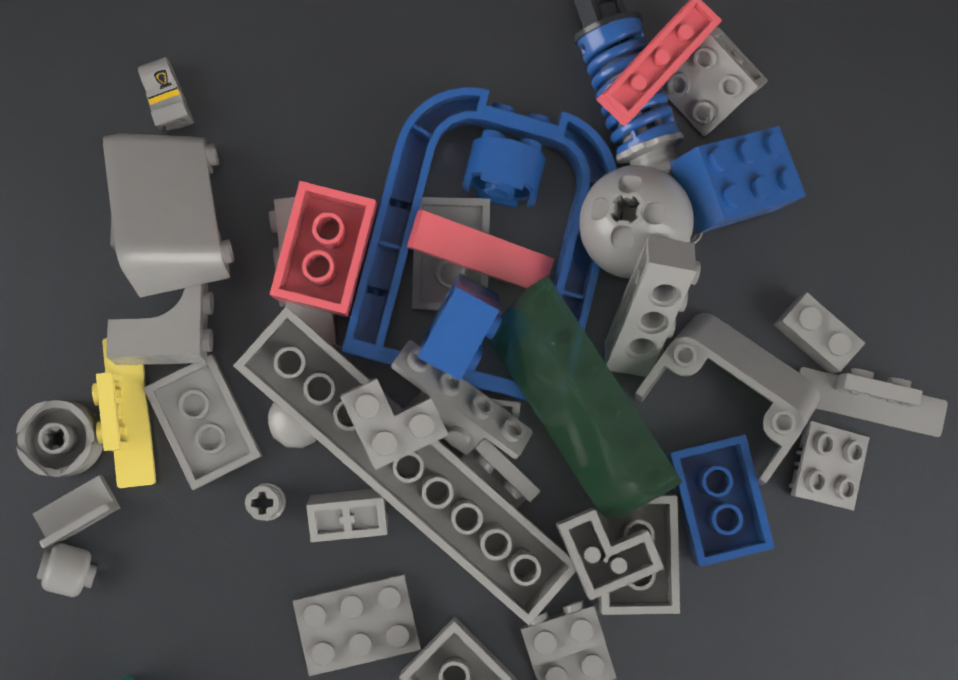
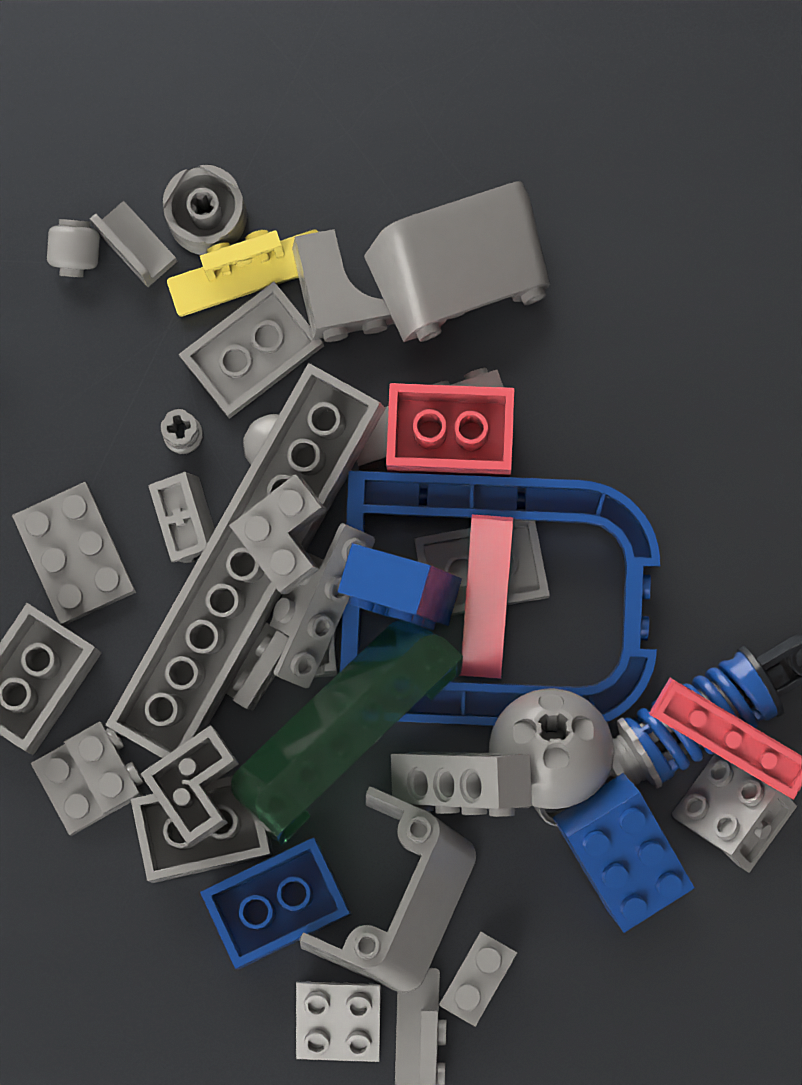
camera: 90 degrees right, 5 degrees down
(165, 96) = (586, 234): light grey leg -> none
(504, 169) = (582, 602): blue brick -> none

